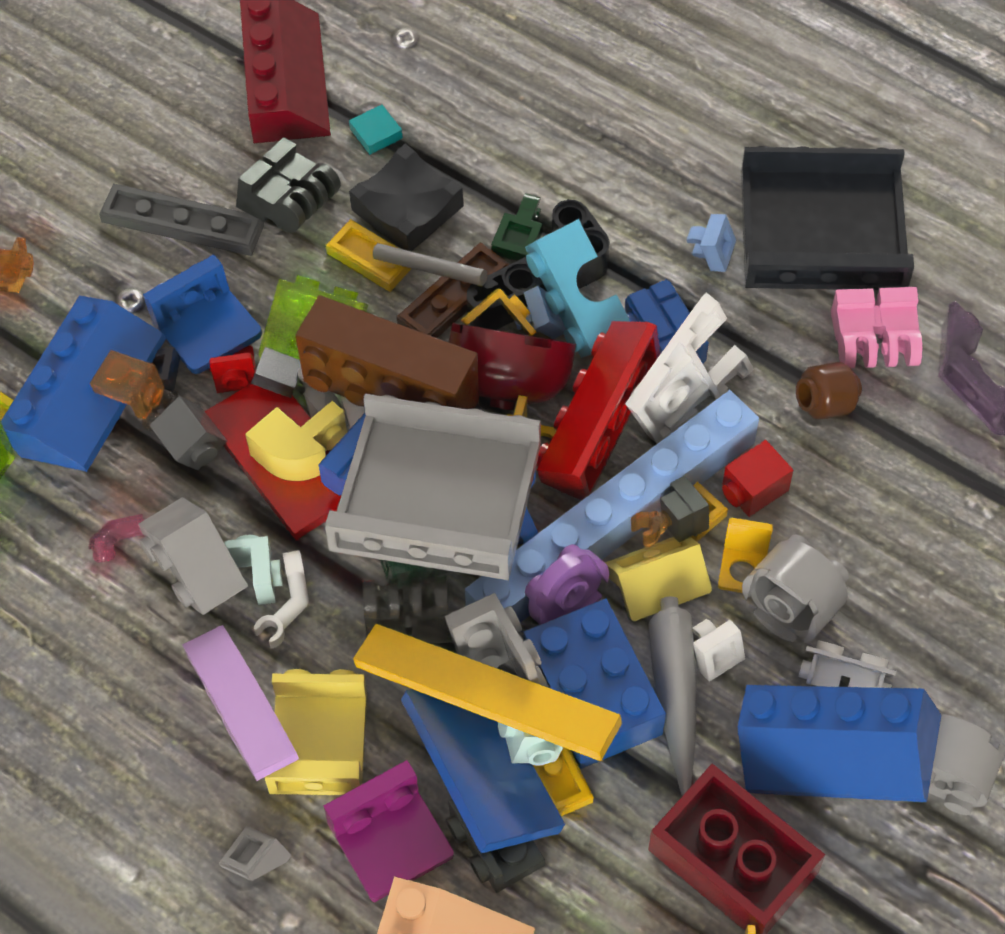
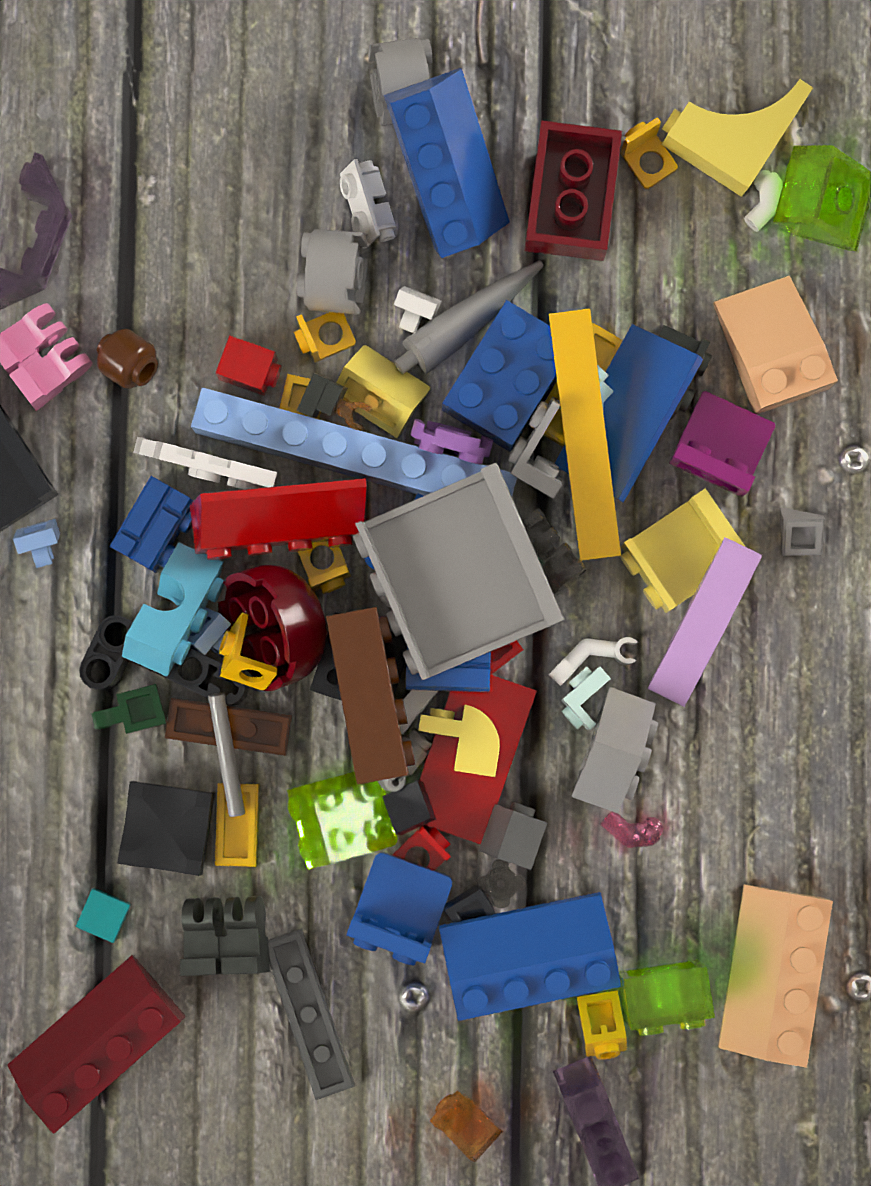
camera: 125 degrees left, 25 degrees up
(129, 382) = (511, 911): clear orange bracket -> none

